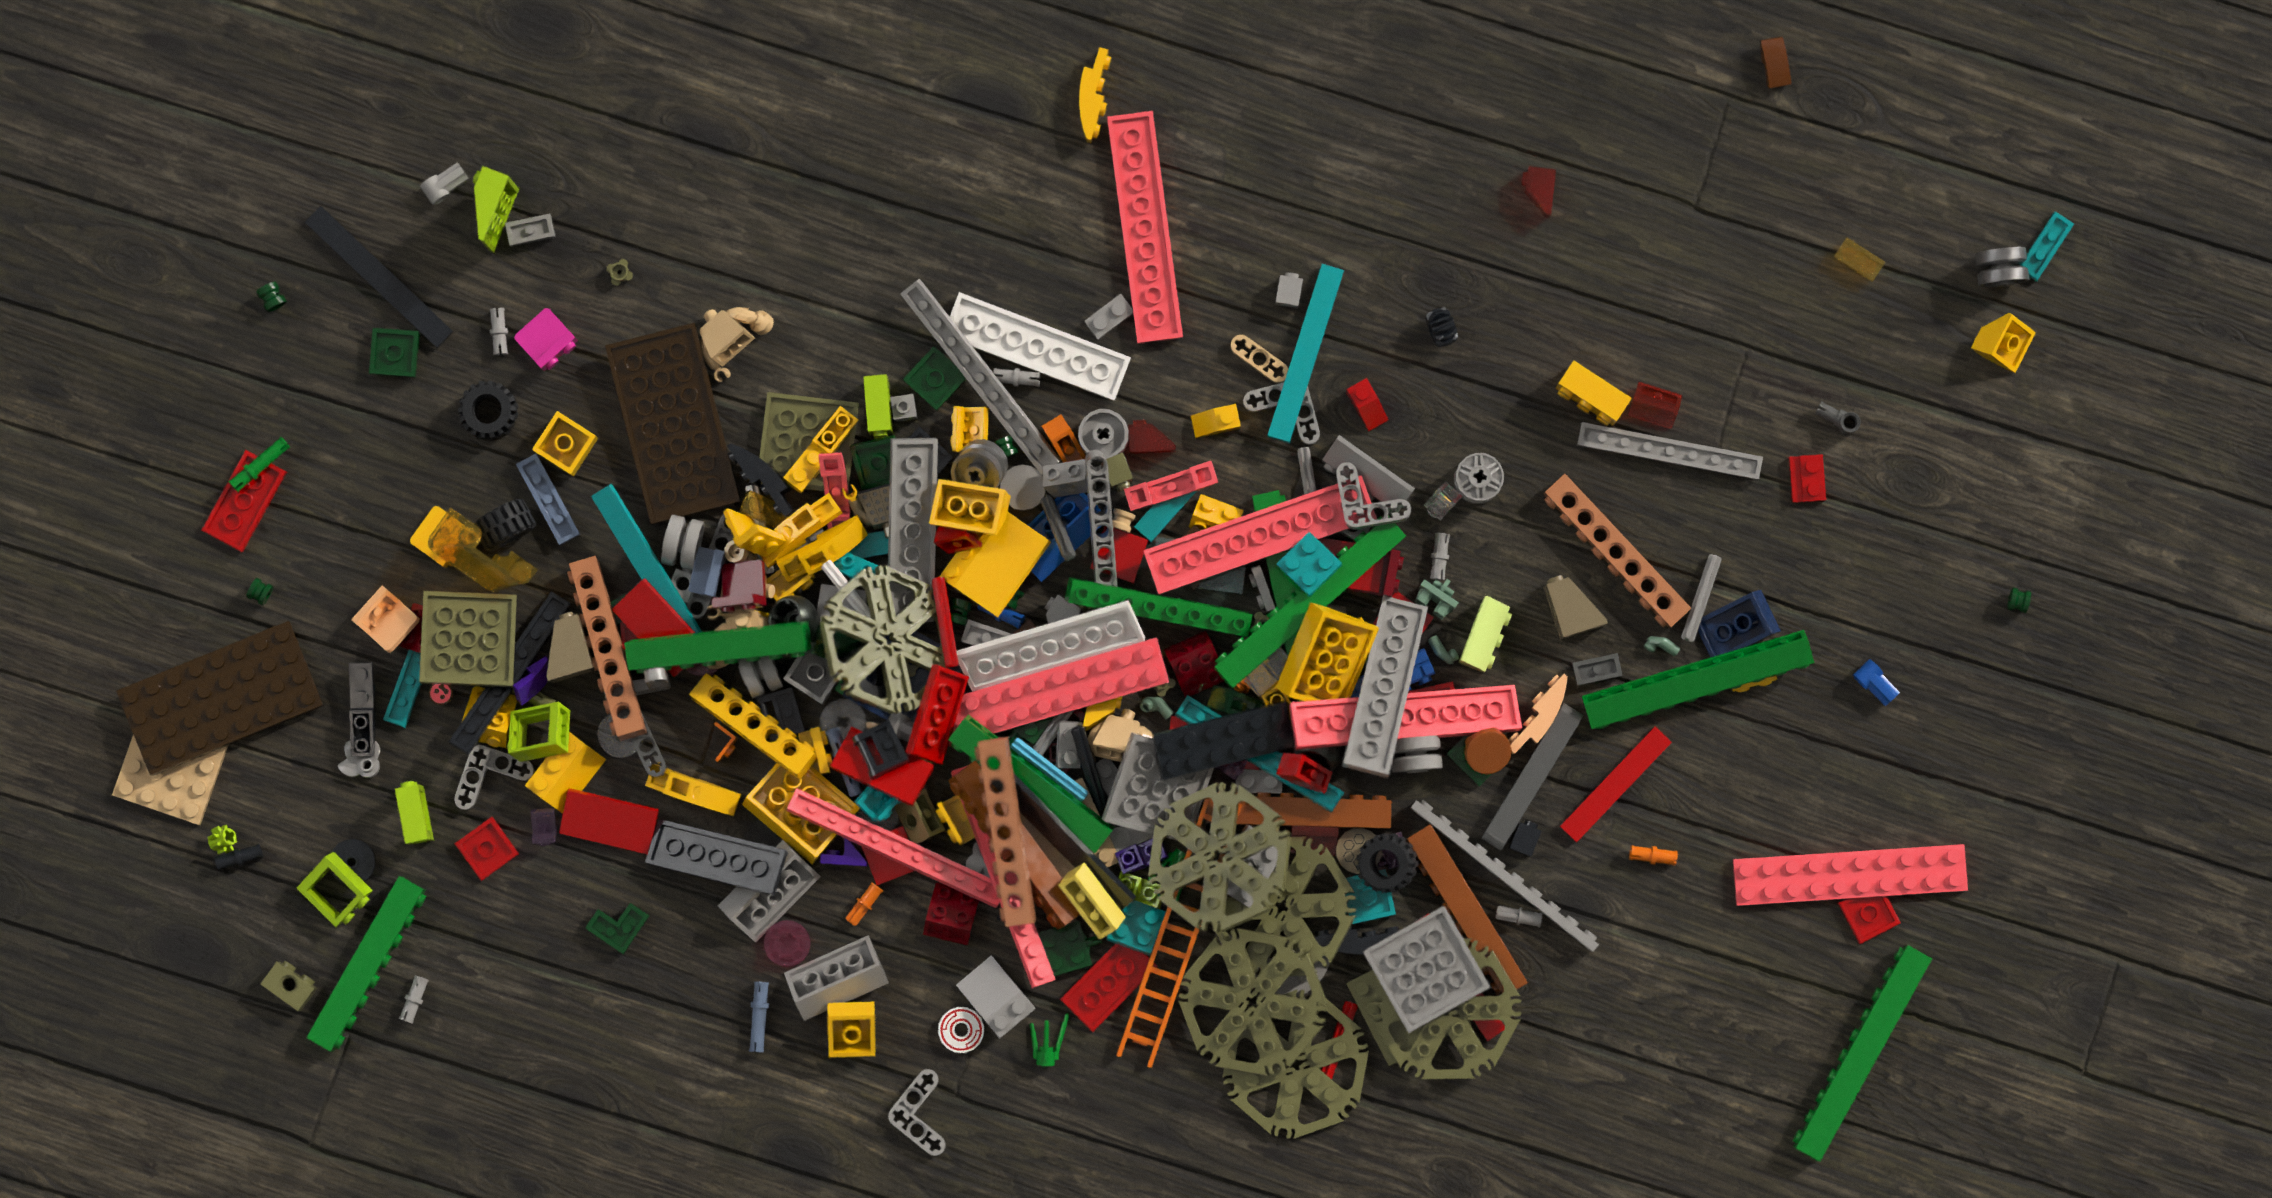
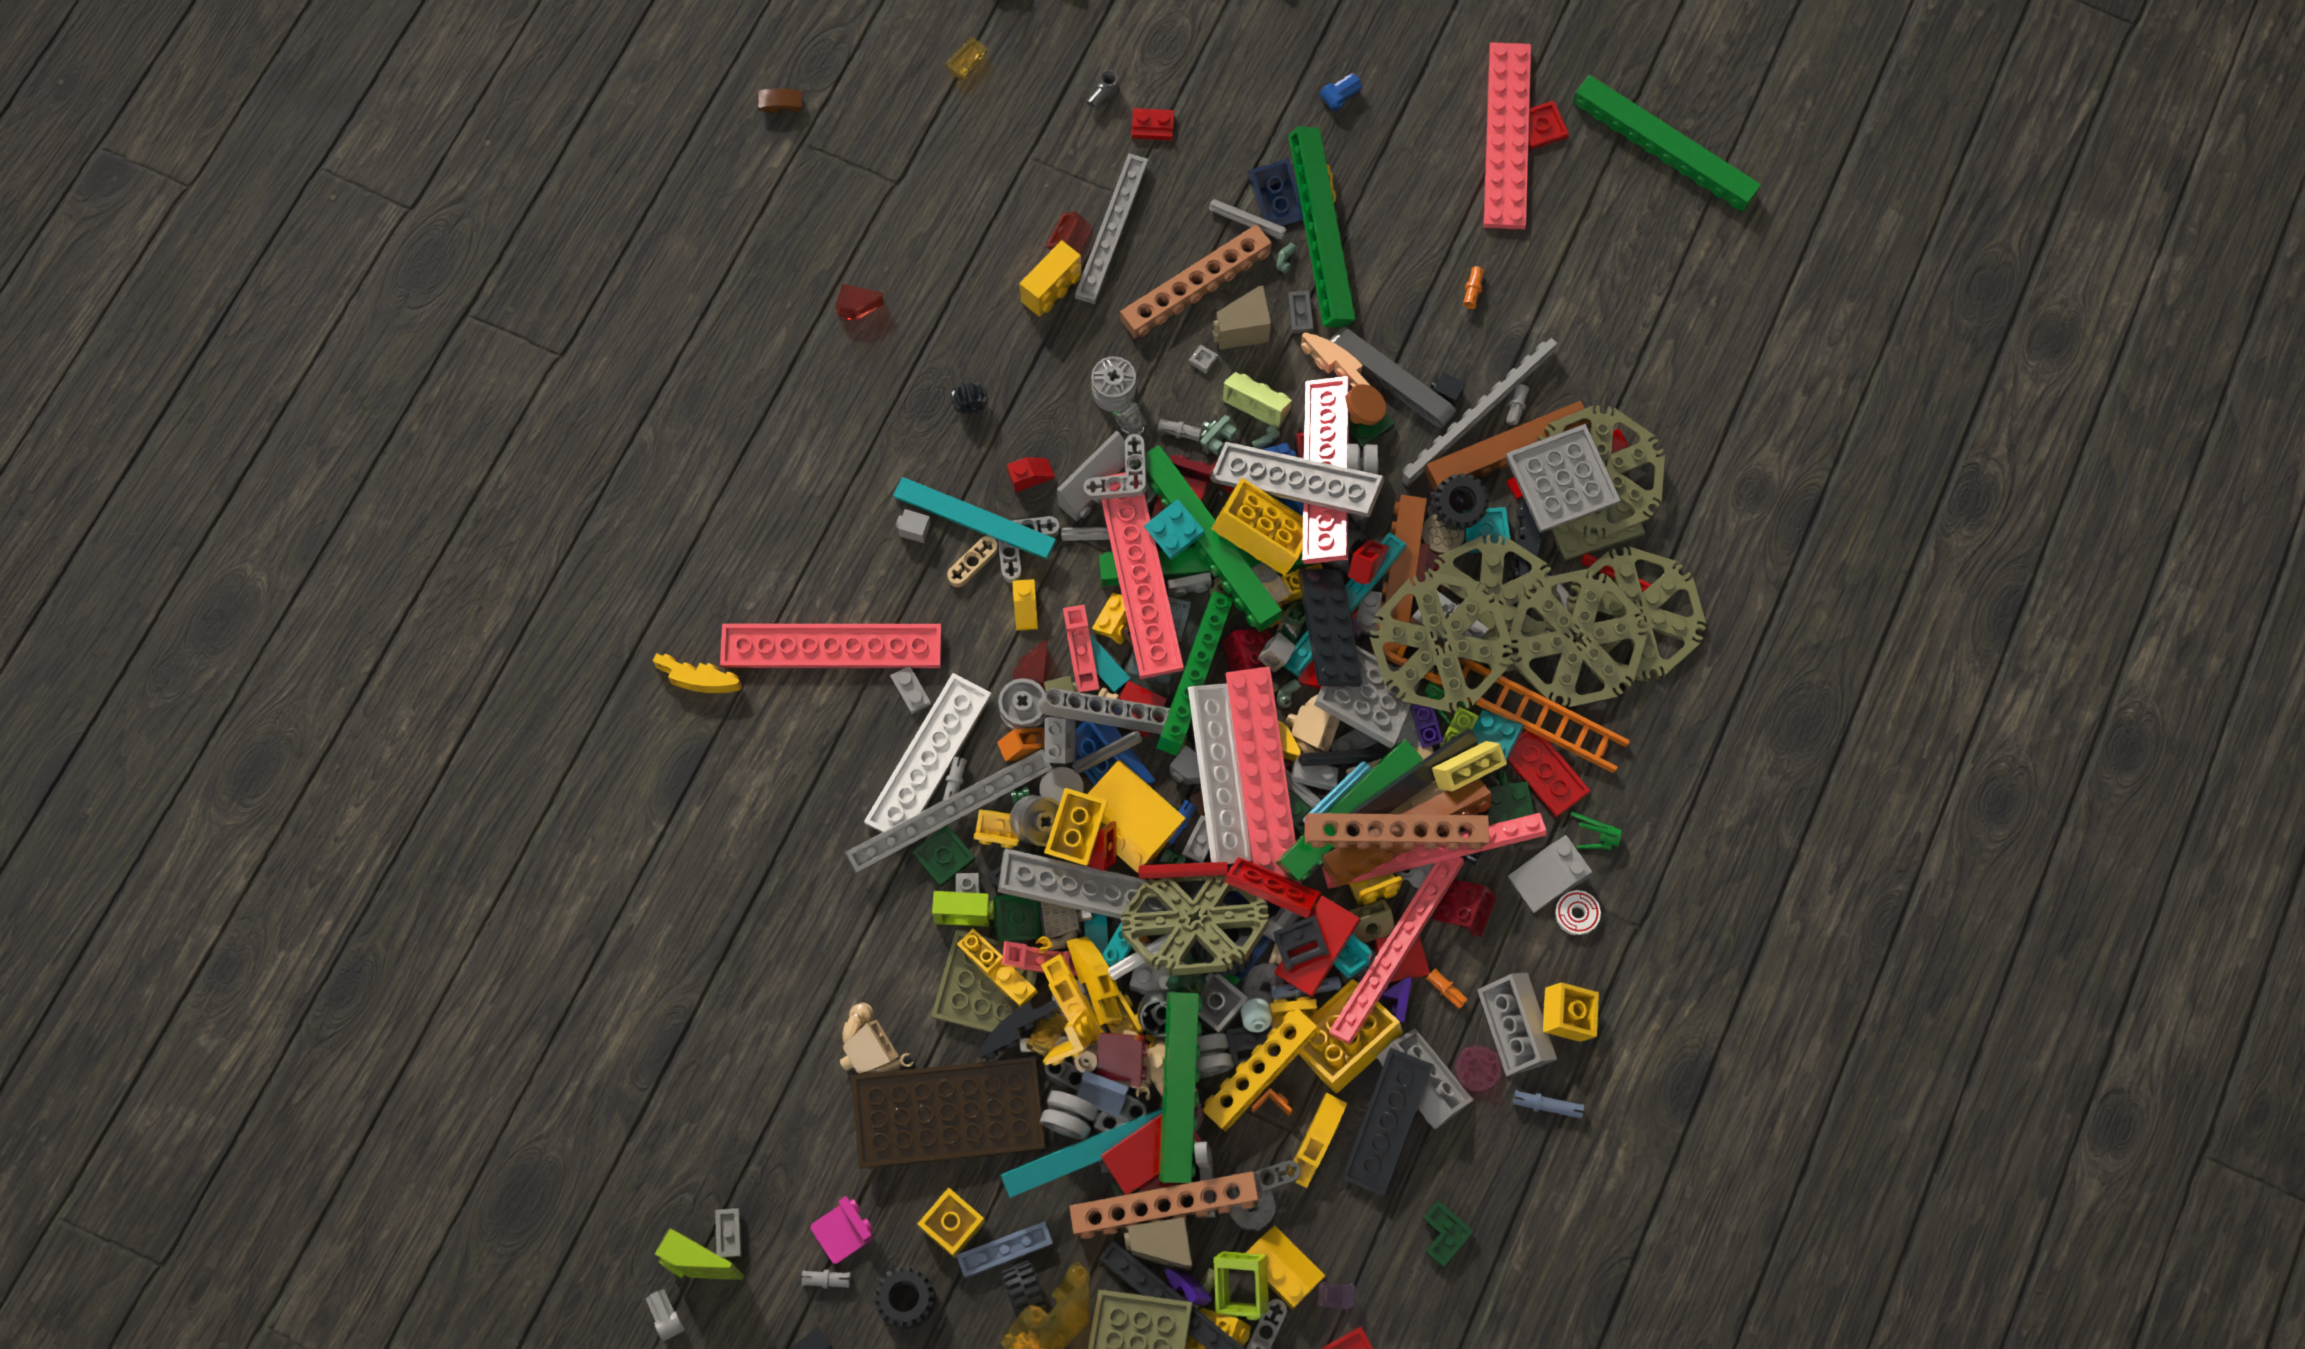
camera: 85 degrees left, 15 degrees down
(608, 821) = (1338, 1229): red tile -> none
(618, 278) = (782, 1144): olive plate -> none
(807, 714) = (1256, 1015): none -> light aqua head
(910, 1109) = (1652, 970): light grey beam -> none
(1195, 689) = (1276, 652): none -> light grey brick
(1528, 571) = (1203, 359): none -> light grey tile
(1615, 784) = (1406, 311): red tile -> none

